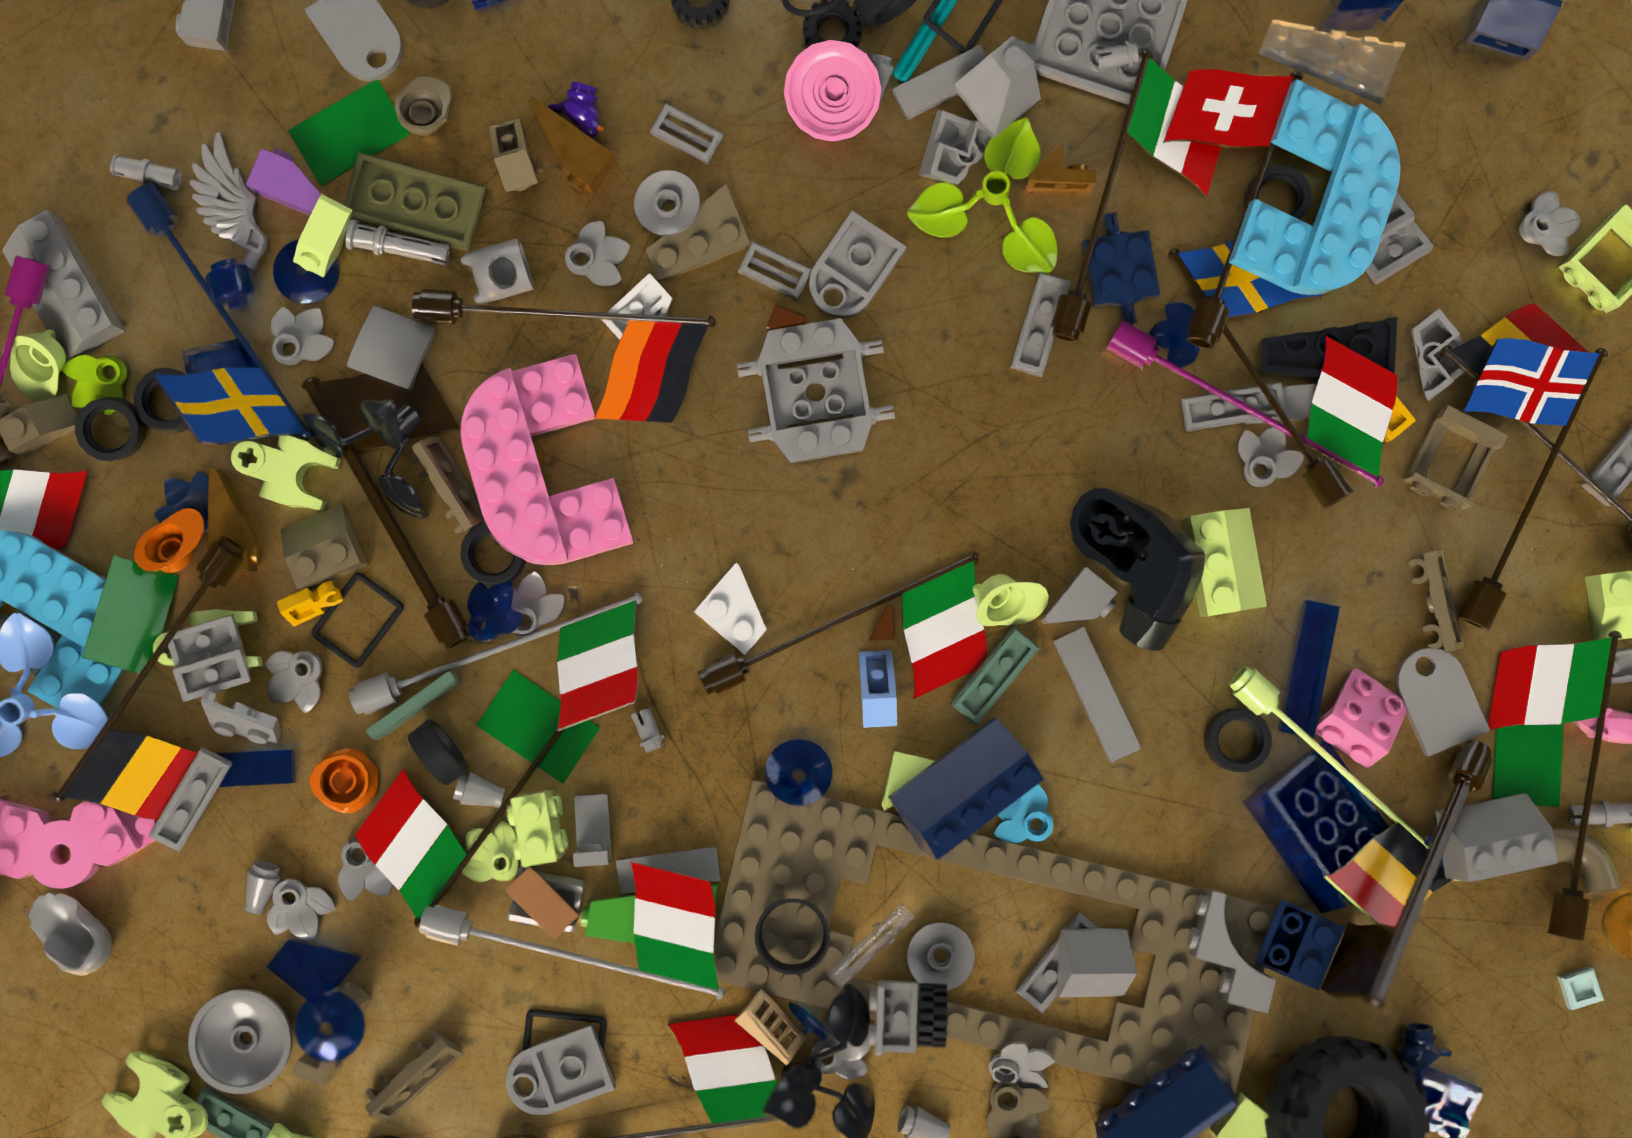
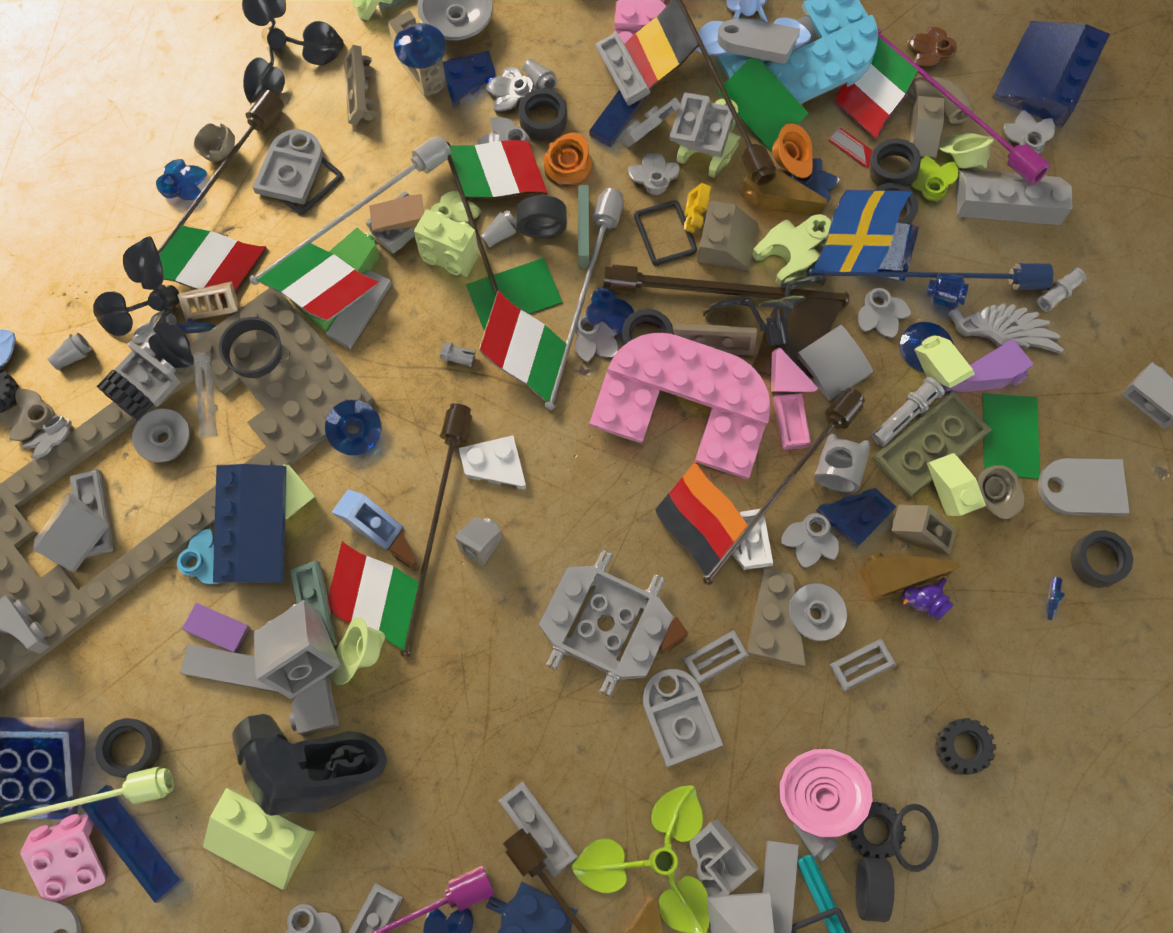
camera: 125 degrees right, 15 degrees down
(60, 665) = (758, 39): none -> light grey tile
(113, 491) = (852, 146): none -> sticker
(281, 854) = (538, 98): none -> black tyre
(444, 382) = (787, 375): none -> bright pink slope
(448, 149) = (955, 486): none -> yellowish green slope
(484, 351) = (792, 421): none -> bright pink tile
(541, 226) = (858, 514): none -> clear blue wing
(592, 830) = (416, 277): light grey bracket -> none
(821, 563) = (479, 539): none -> light grey slope
(1049, 651) = (294, 650): none -> light grey slope
(1078, 751) = (216, 628): none -> medium lavender tile

